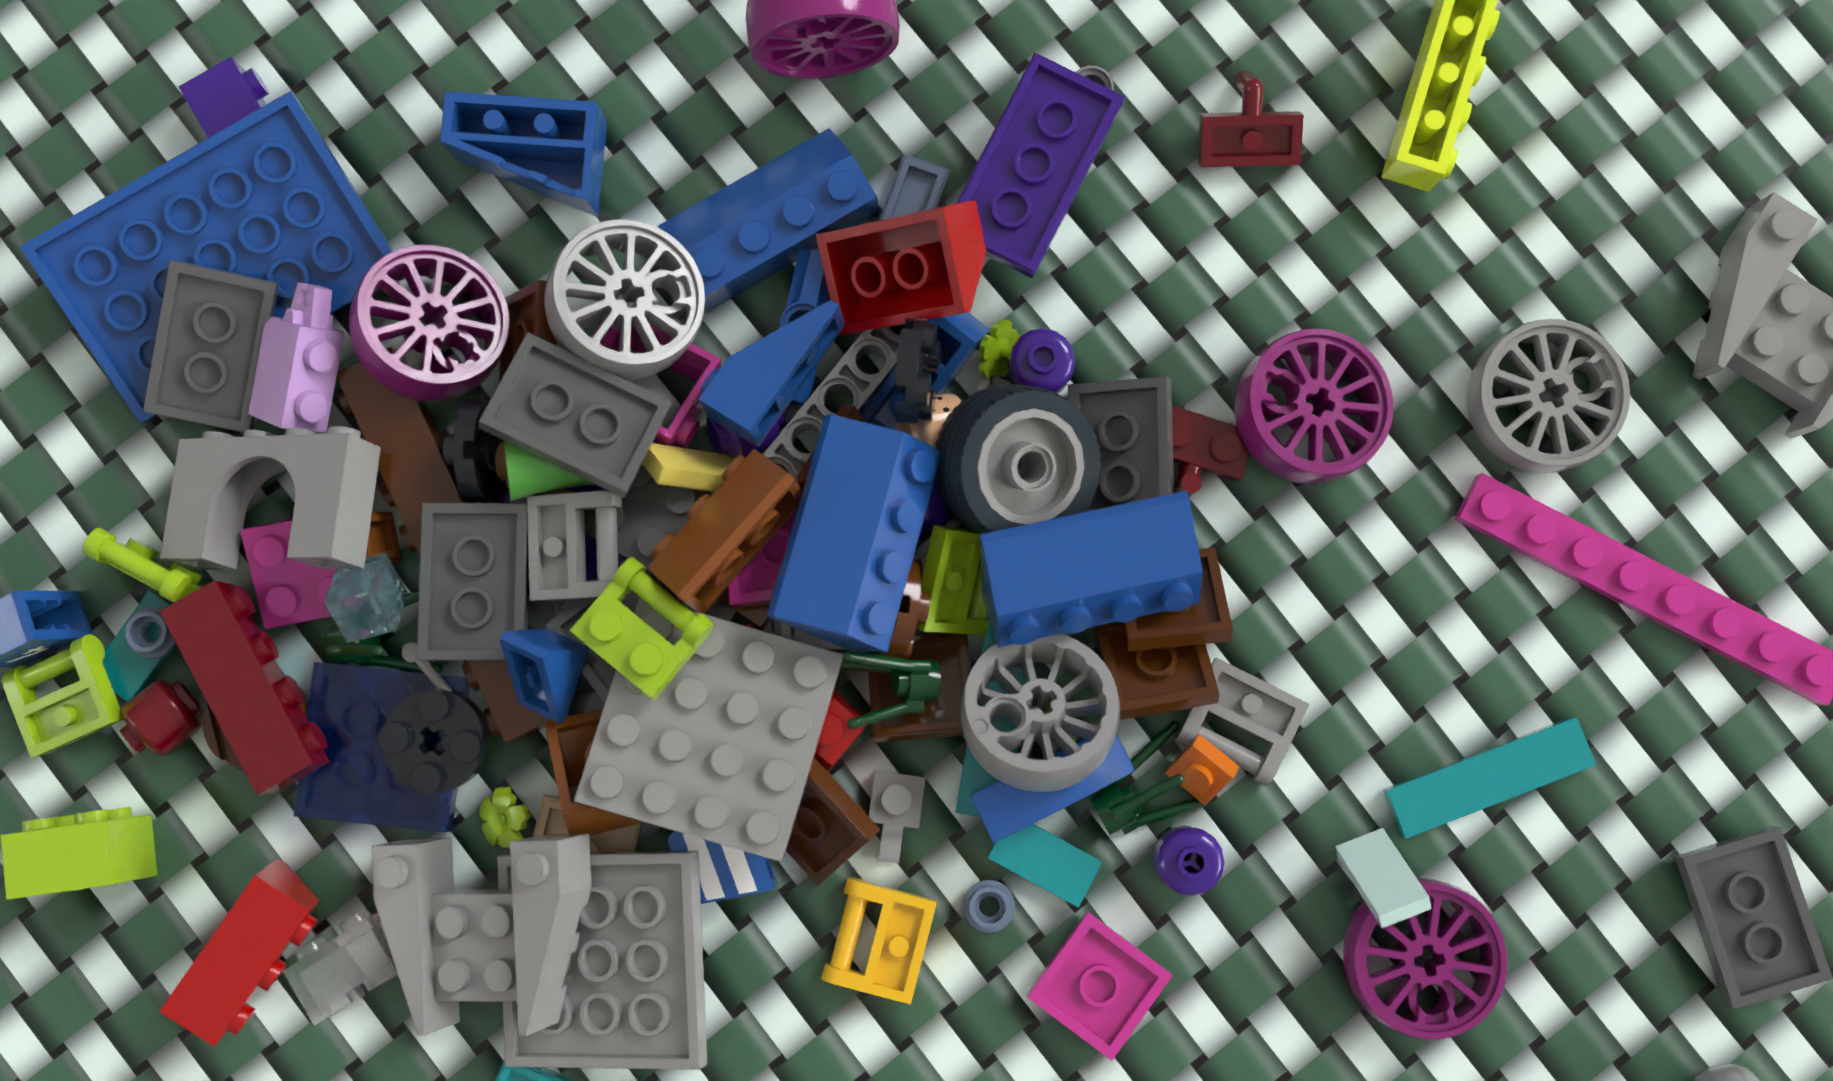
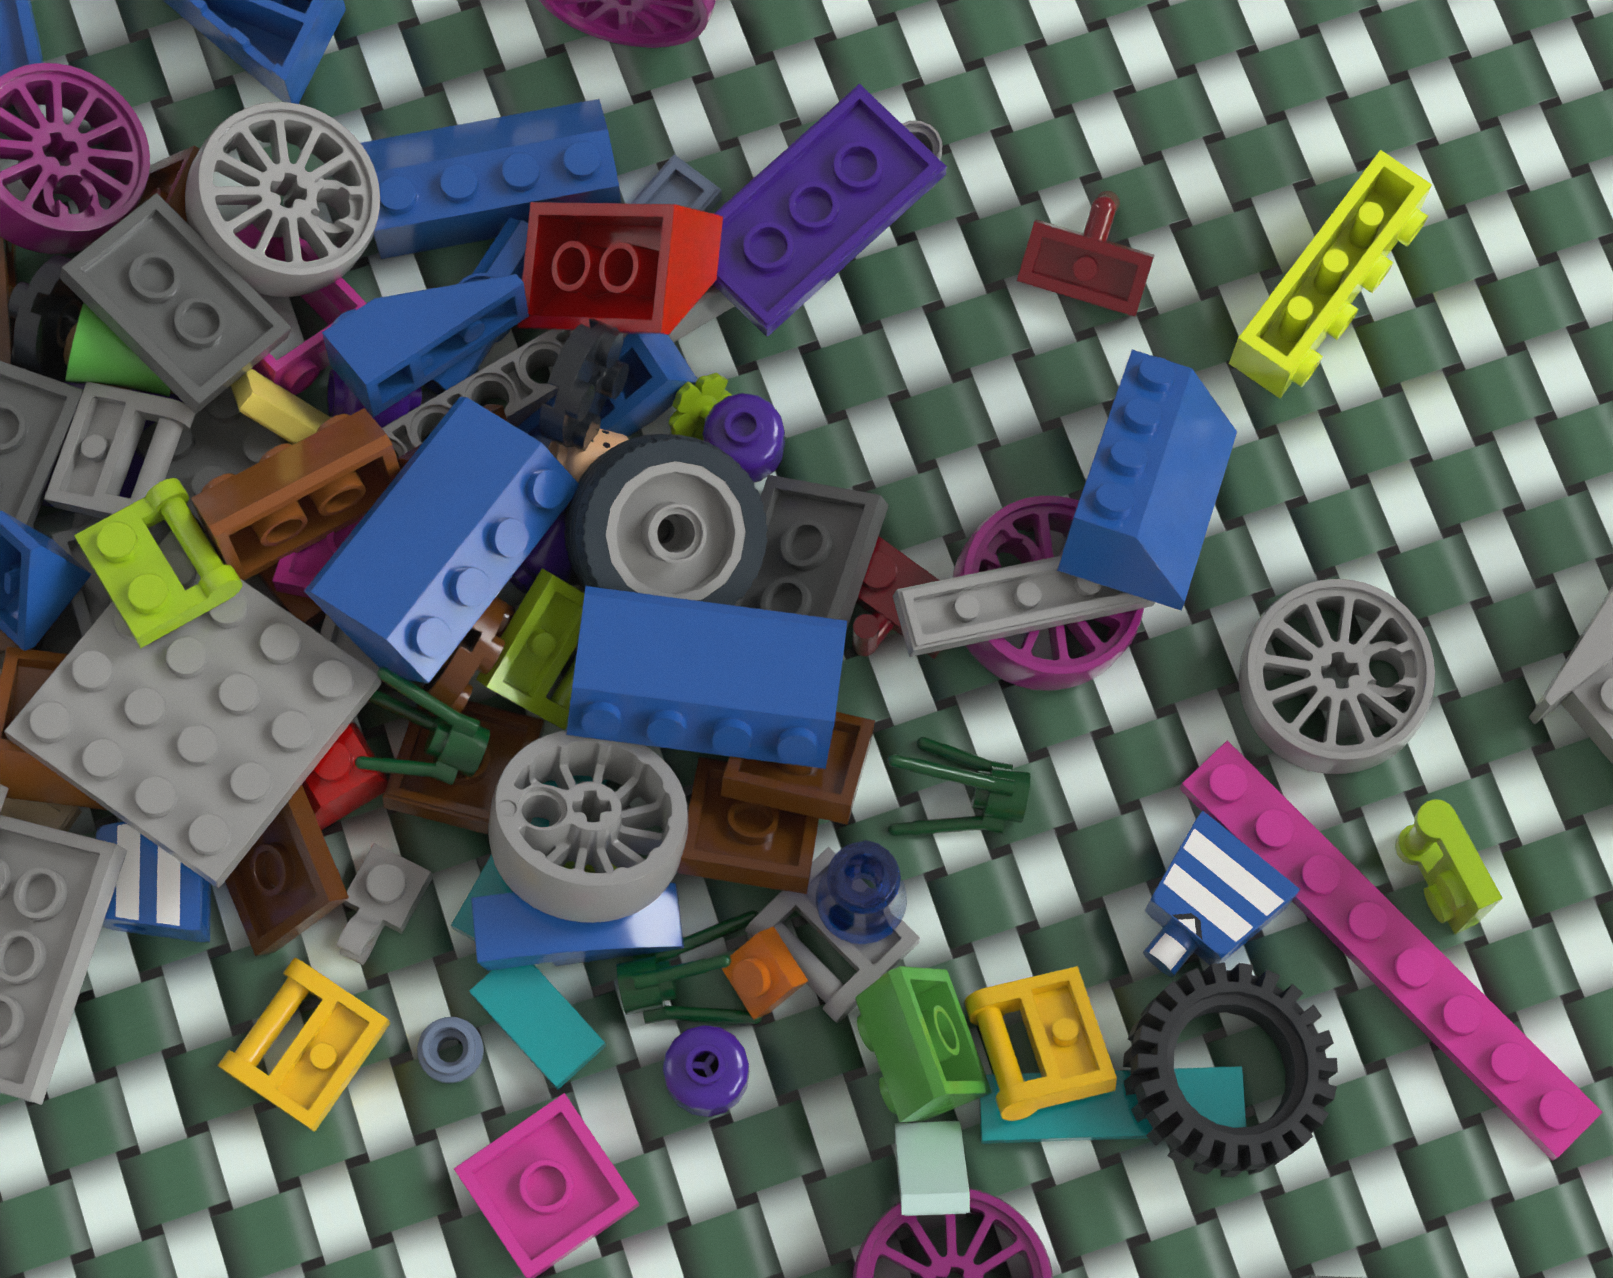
camera: 15 degrees right, 10 degrees down
(1241, 689) = (867, 914): none -> clear blue plant
(1306, 421) = (1002, 605): none -> light grey tile
(1325, 571) = (996, 790): none -> dark green plant
(1342, 788) = (920, 1043): none -> bright green slope
(1365, 299) = (1151, 484): none -> blue slope
(1439, 741) = (1061, 1034): none -> yellow plate
(1513, 598) = (1213, 898): none -> torso
(1626, 707) = (1293, 1033): none -> black tyre
(1689, 518) = (1455, 874): none -> lime plate

